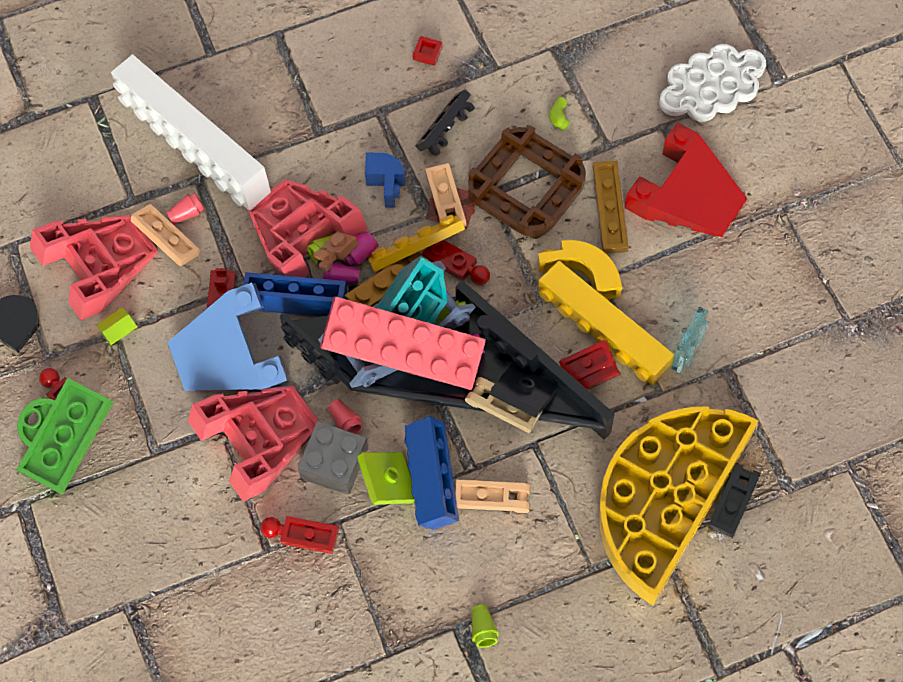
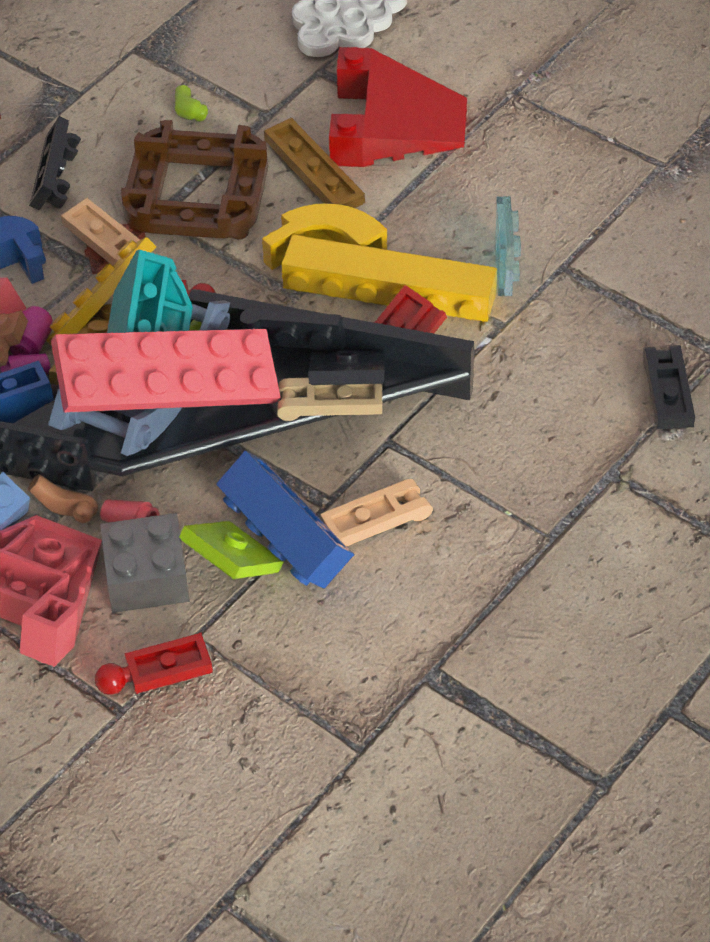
camera: 30 degrees left, 15 degrees down
(312, 385) = (63, 501): none -> nougat arm
(483, 627) = (463, 656): lime cone -> none
(663, 489) = (582, 411): yellow brick -> none

